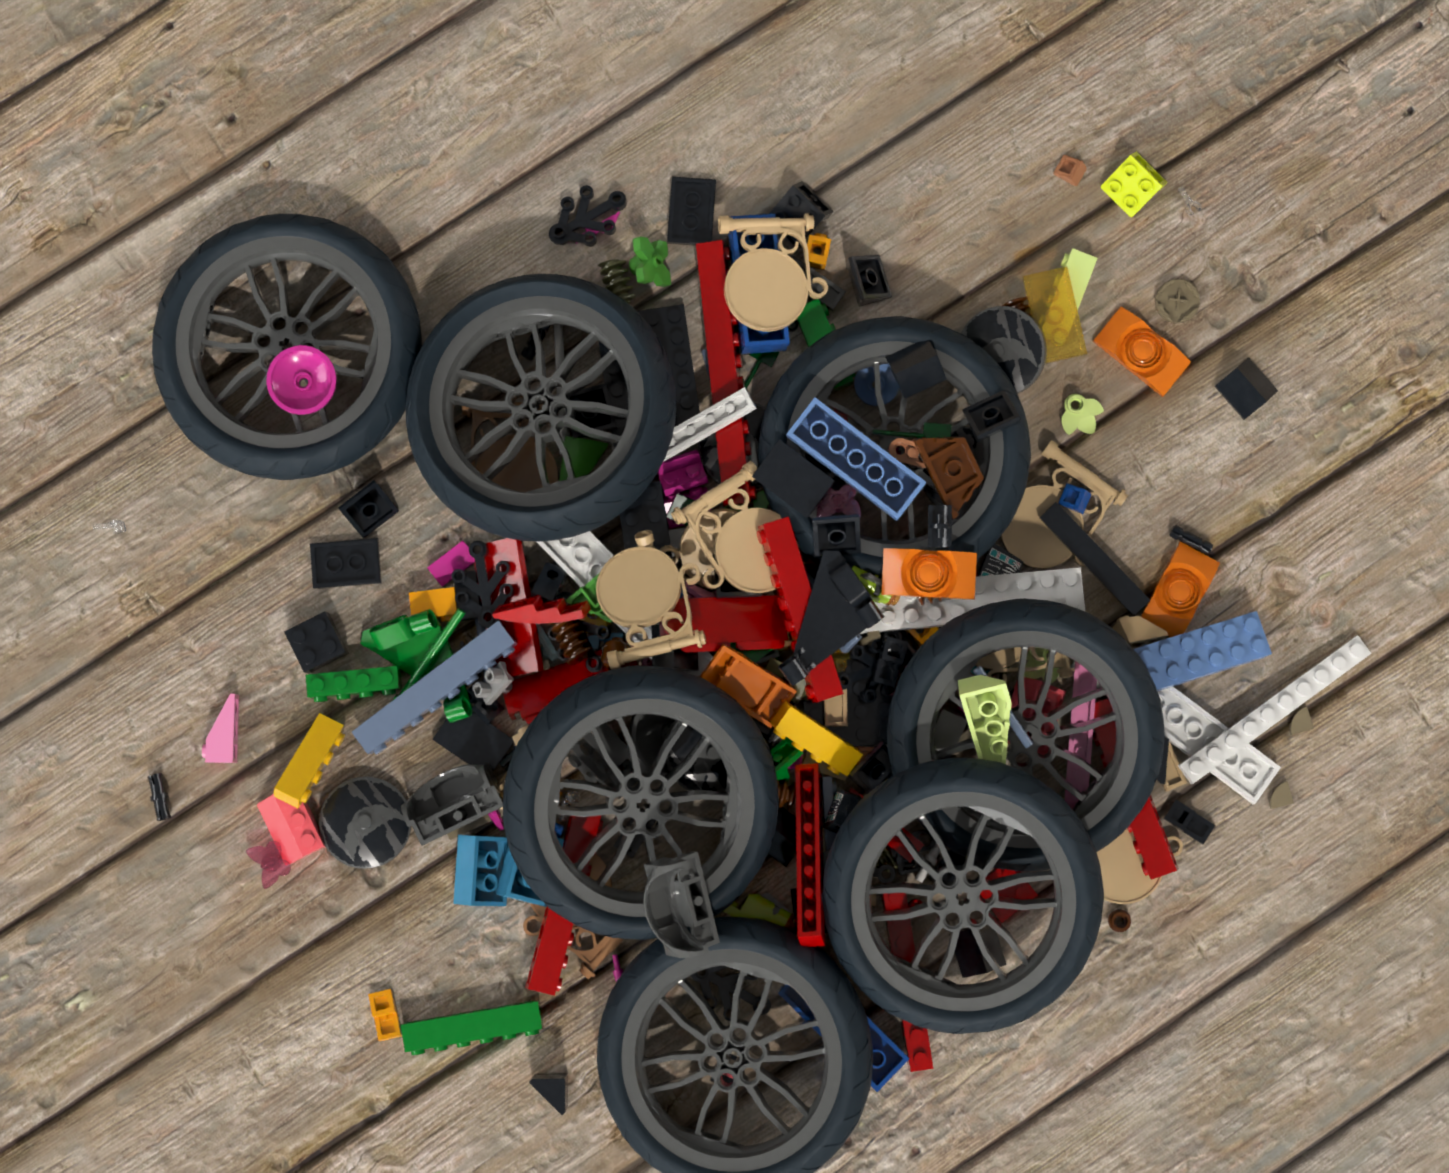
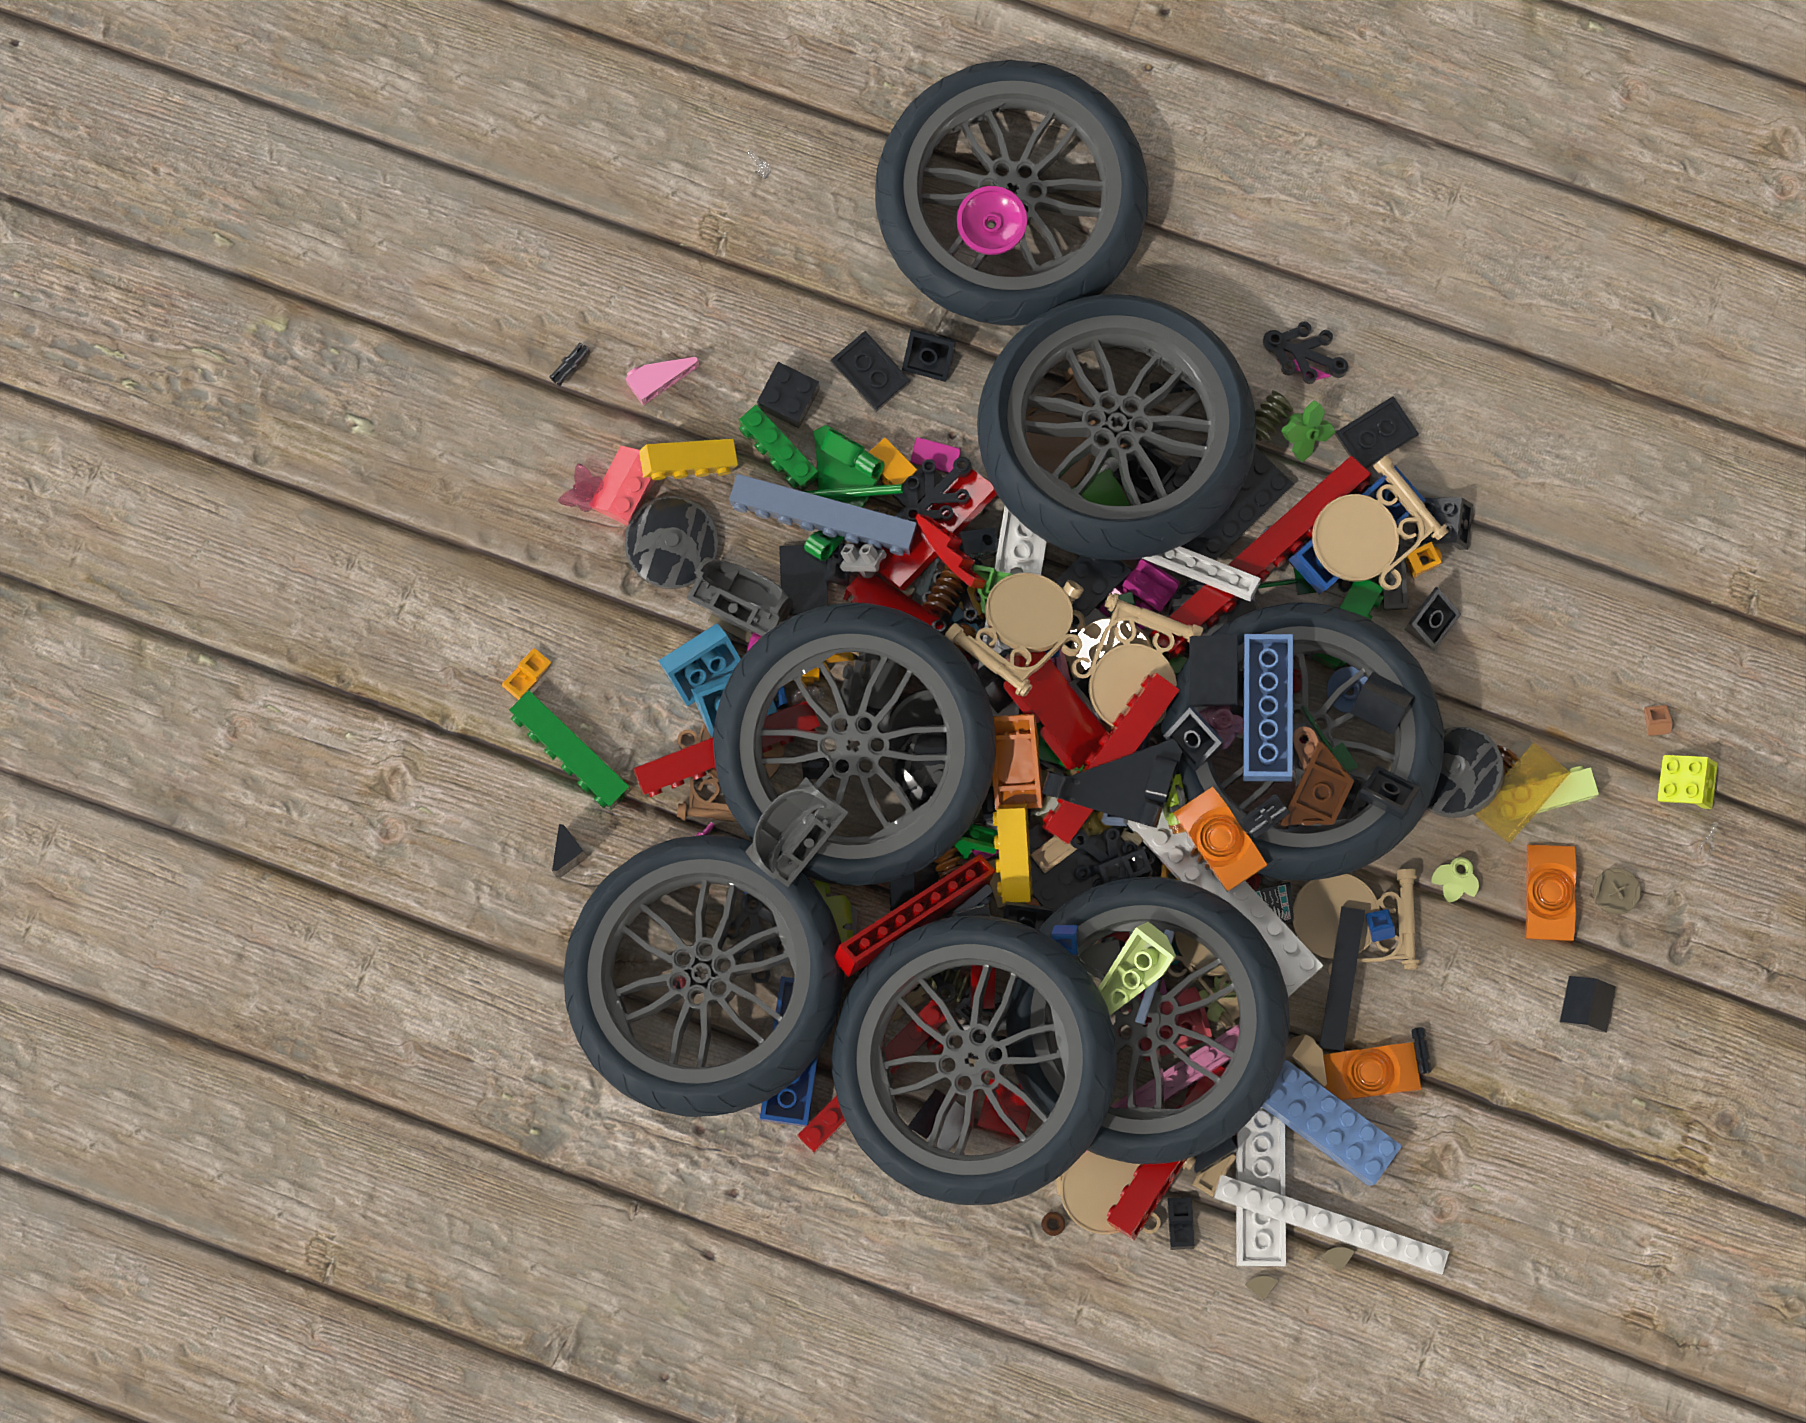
camera: 60 degrees right, 5 degrees down
(920, 752) = (1067, 936): none -> blue slope

